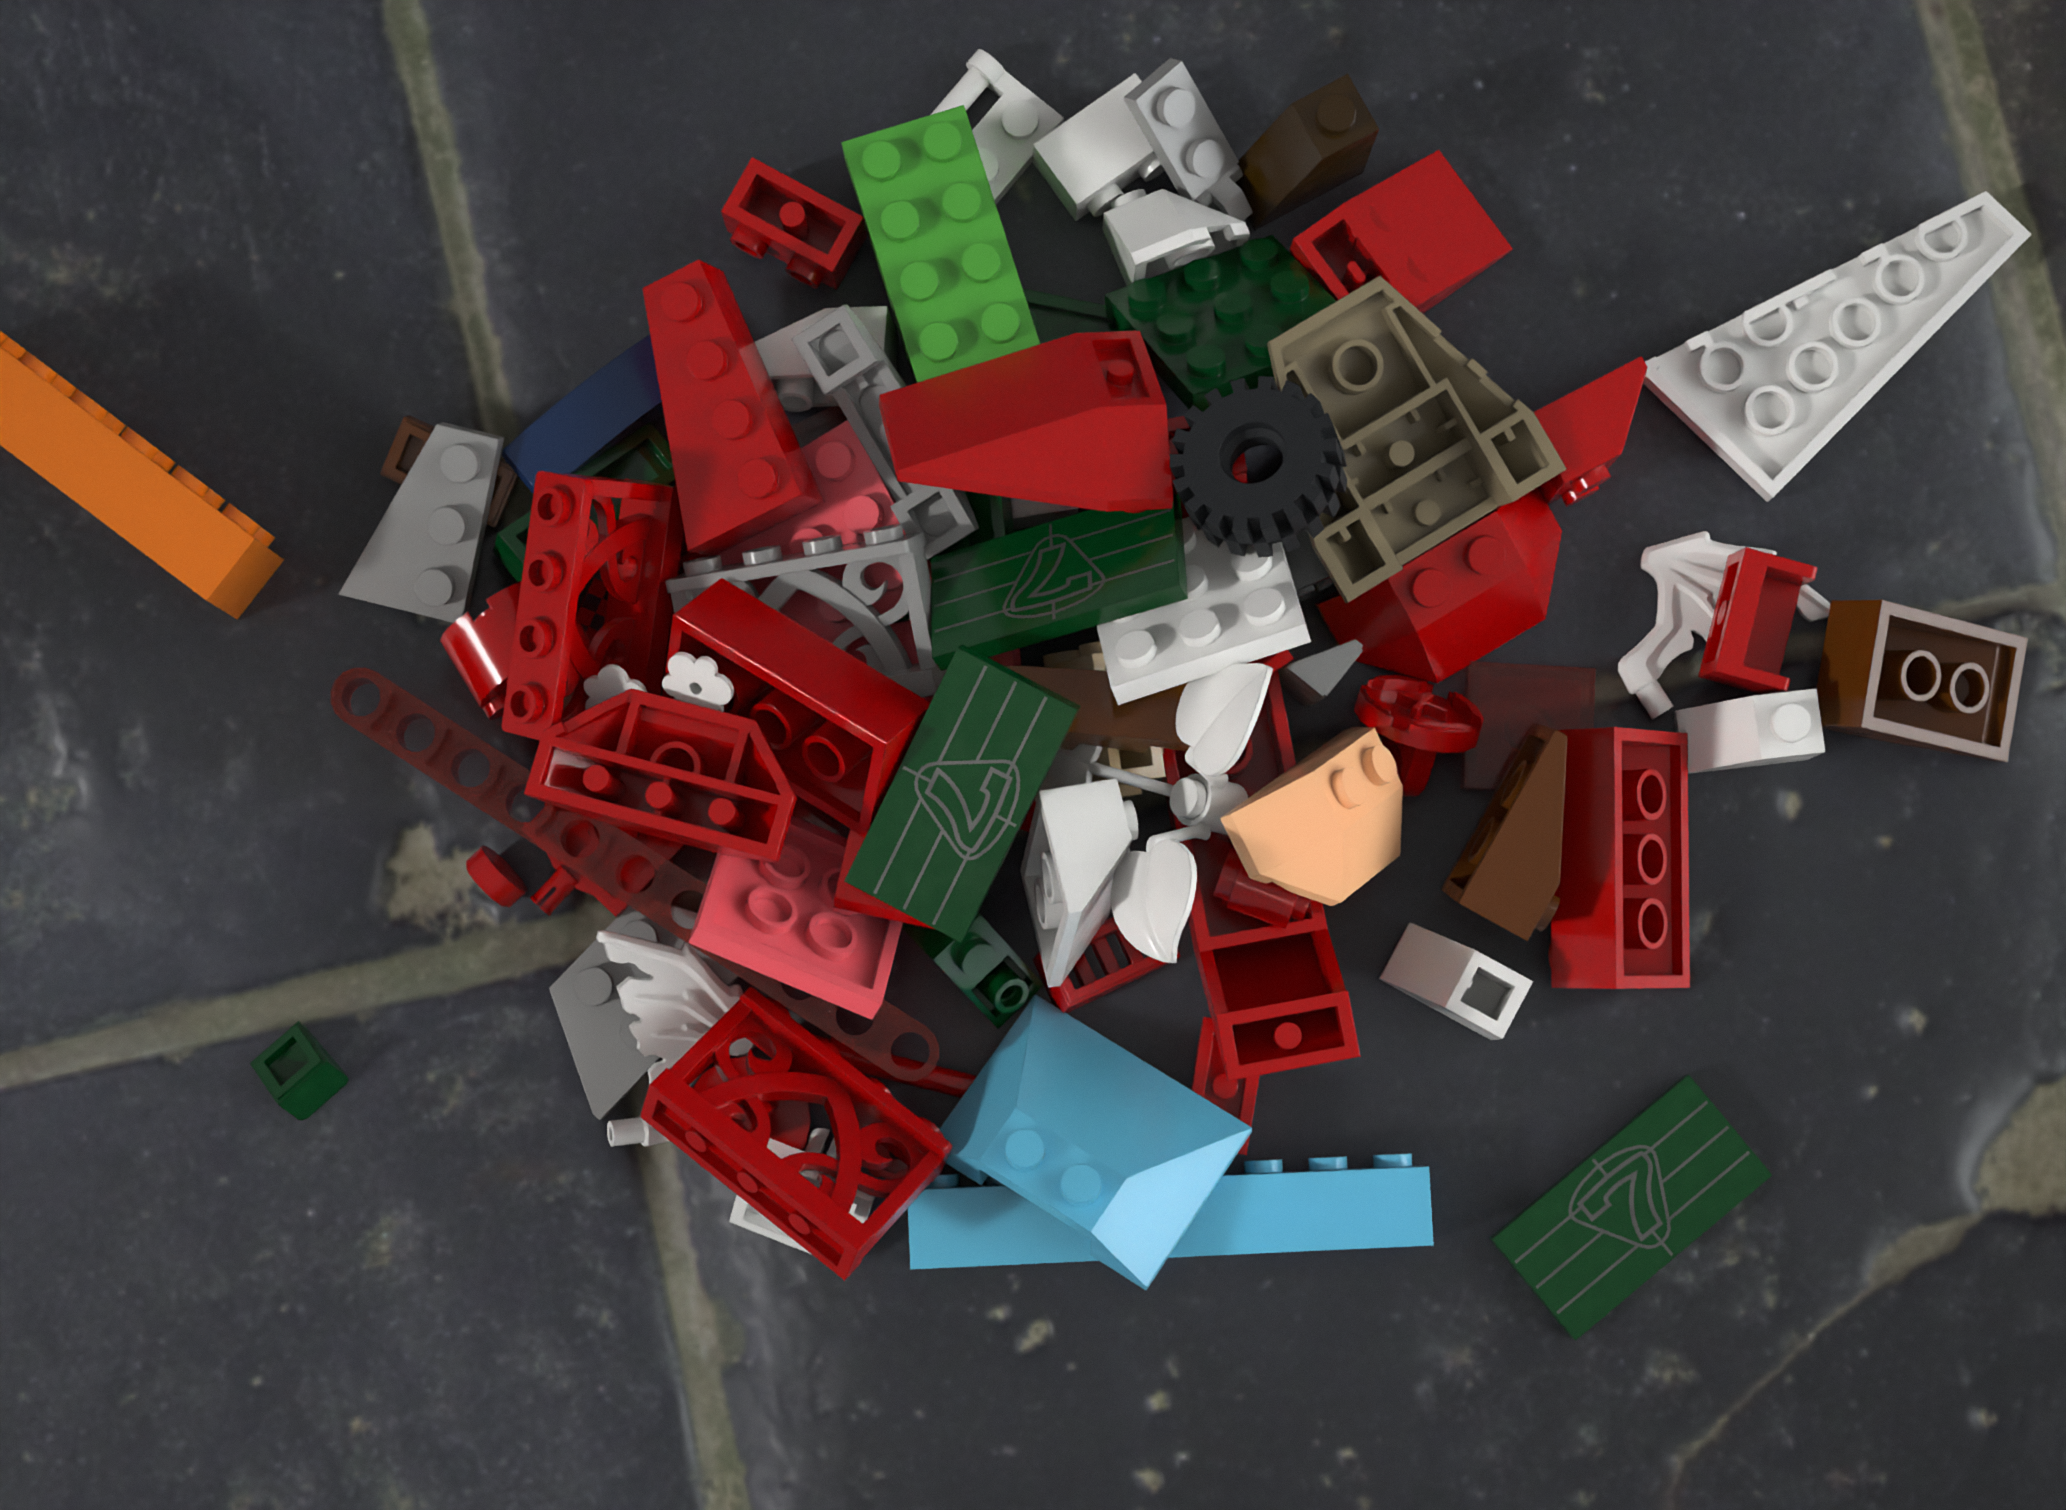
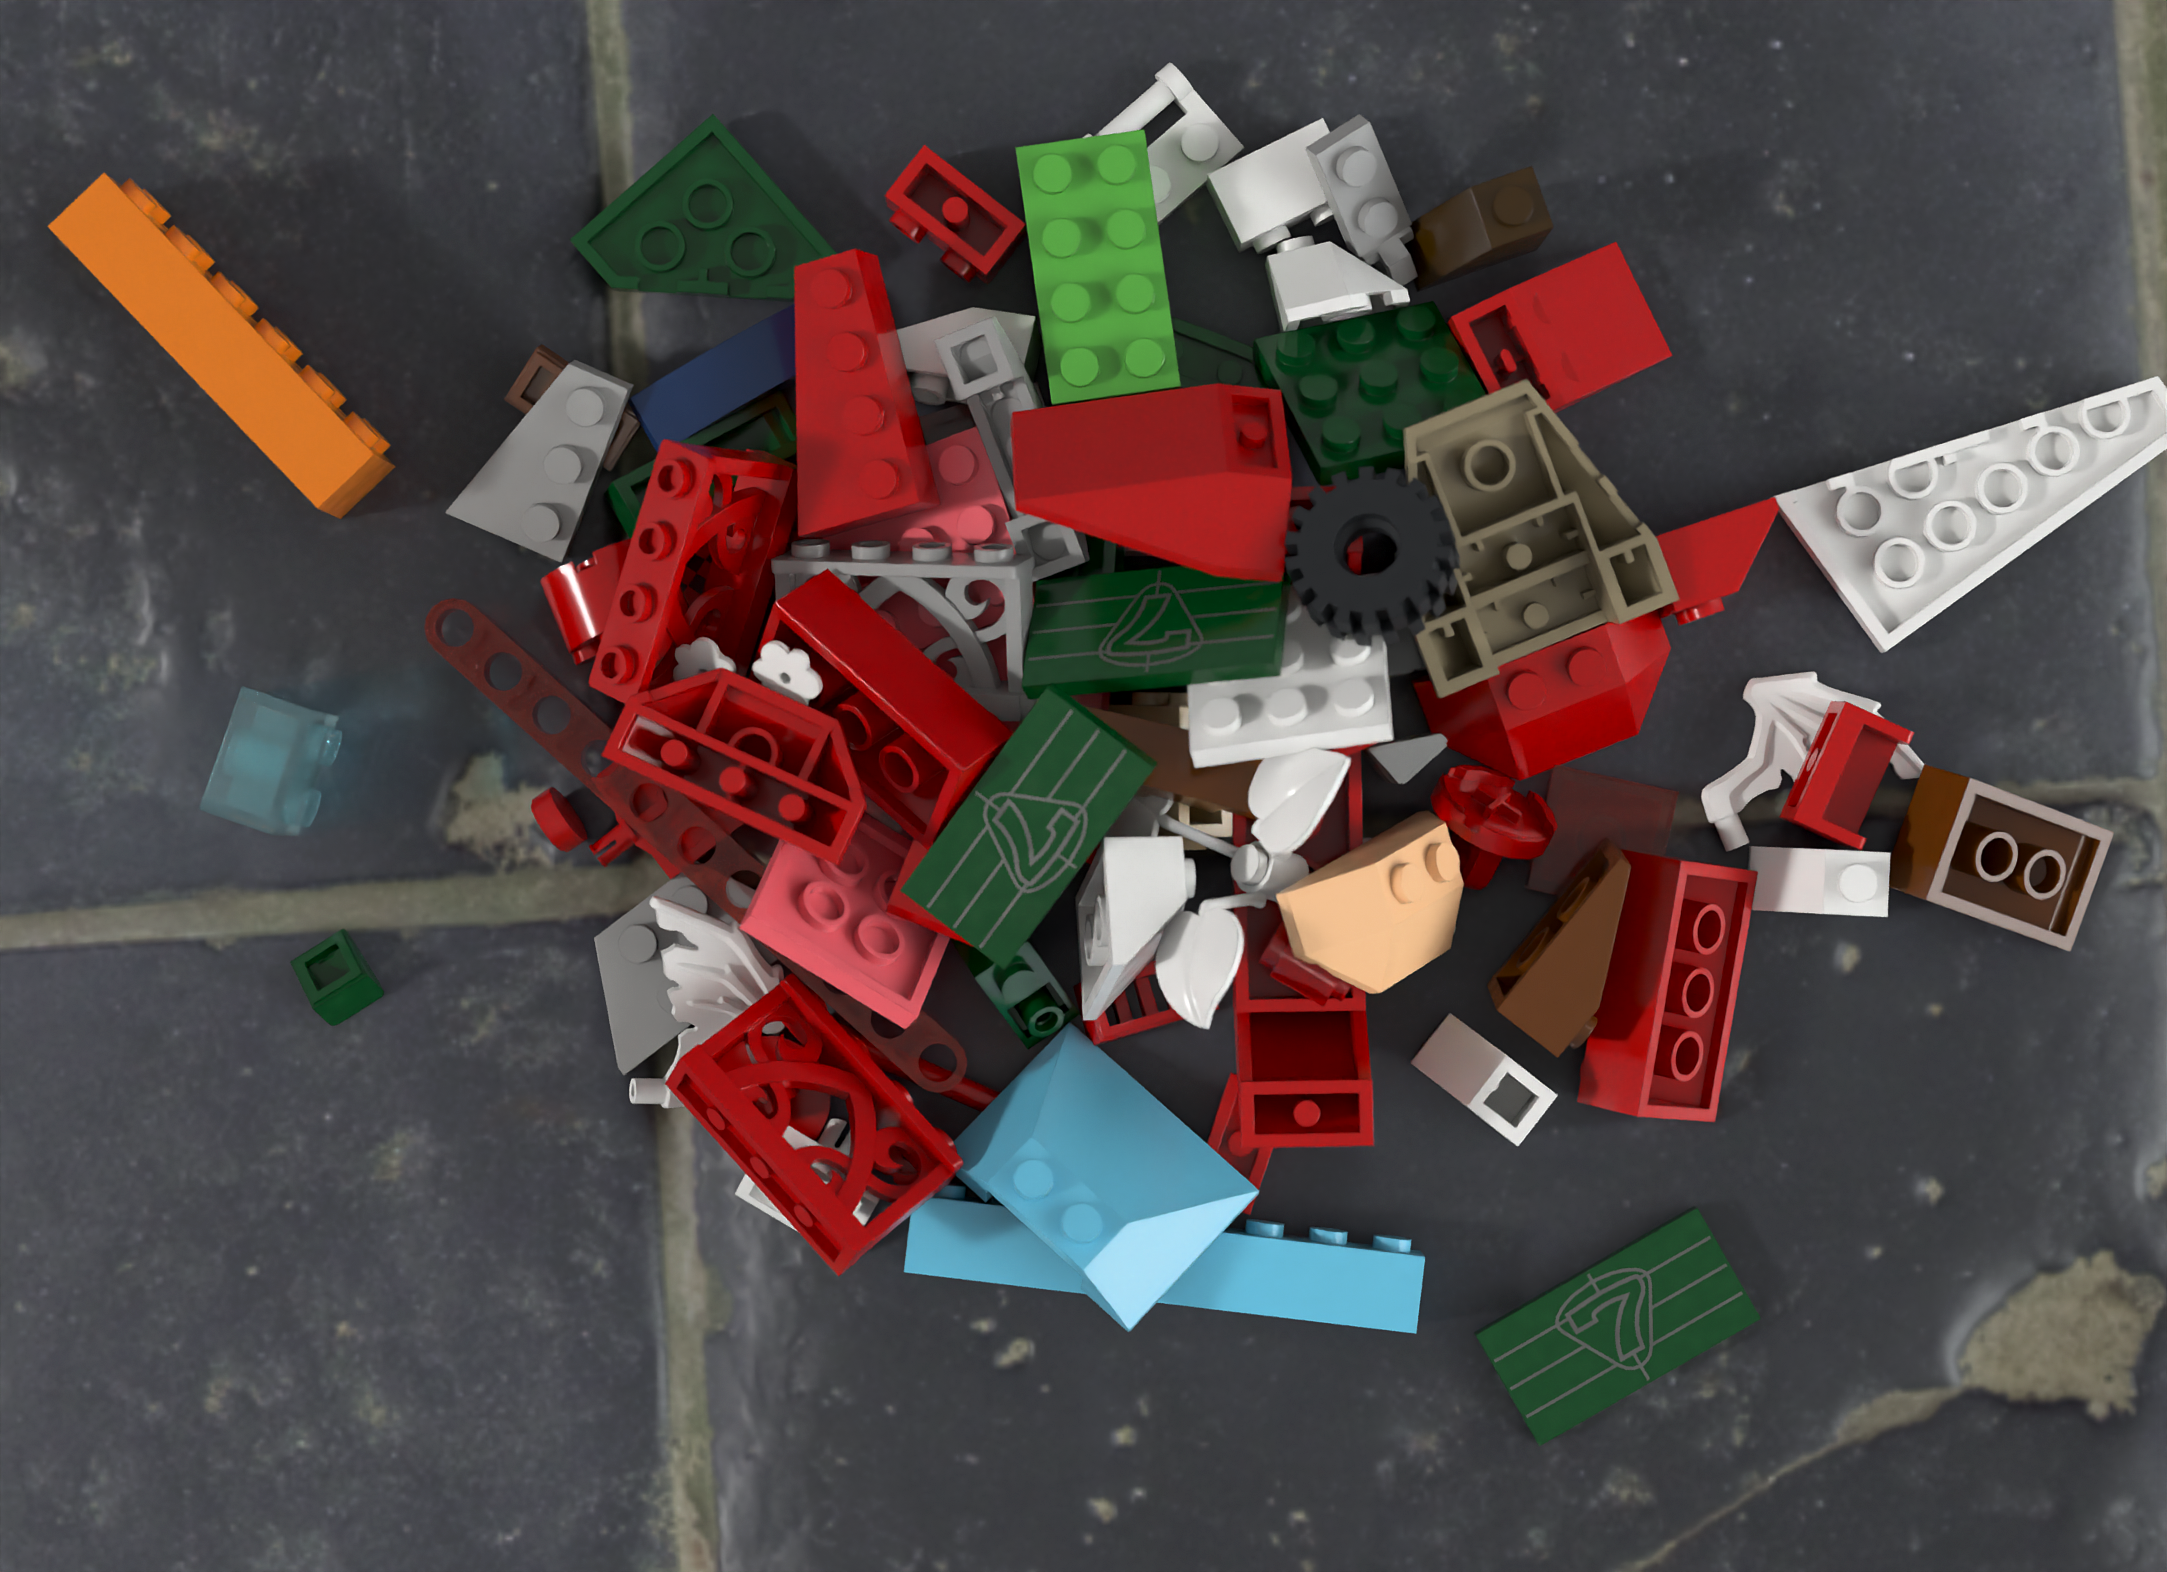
camera: 10 degrees right, 5 degrees up
(200, 863) = (271, 763): none -> clear light blue brick
(547, 278) = (703, 227): none -> dark green plate

